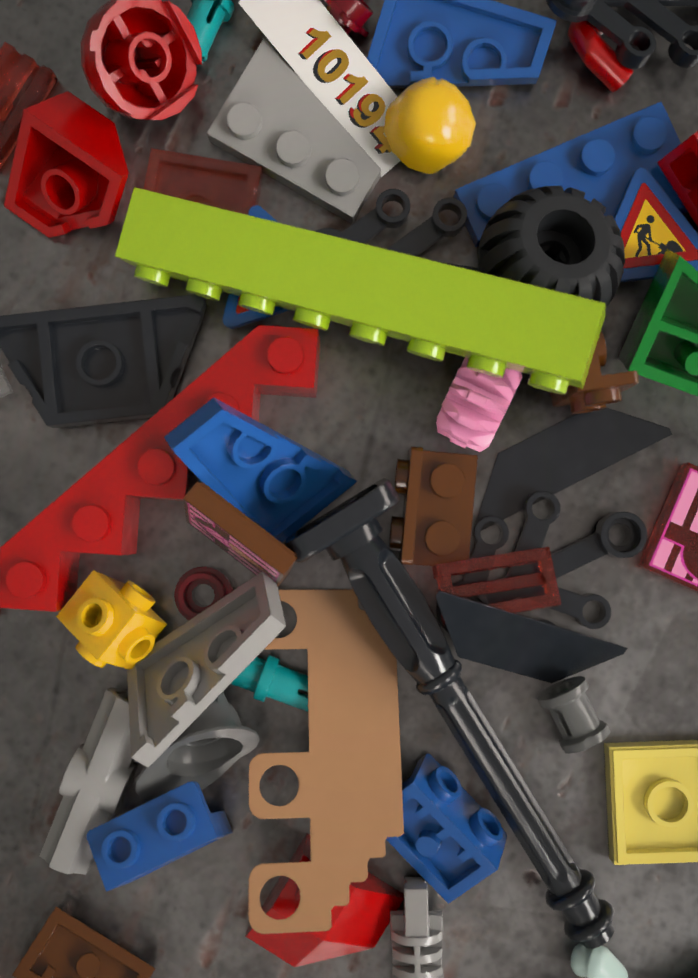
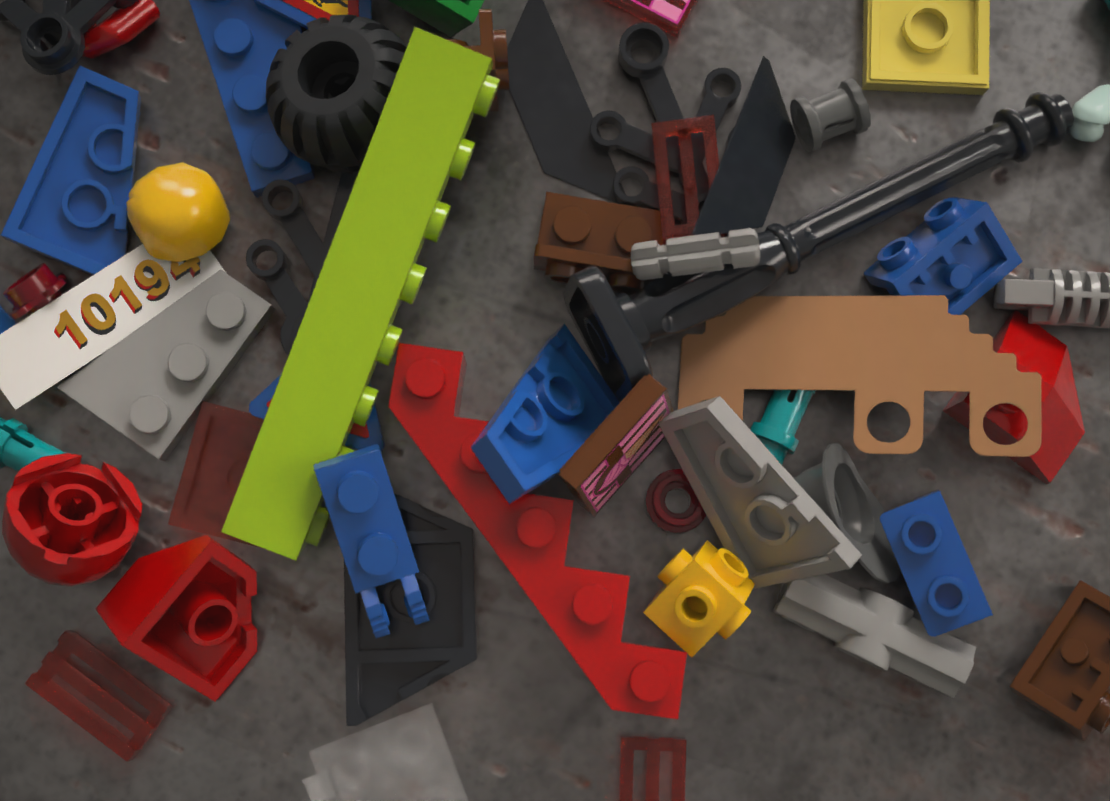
camera: 90 degrees left, 5 degrees down
(141, 318) = (370, 531): none -> blue hinge
(420, 595) = (695, 254): none -> light grey axle
(476, 406) = (496, 186): bright pink gear -> none

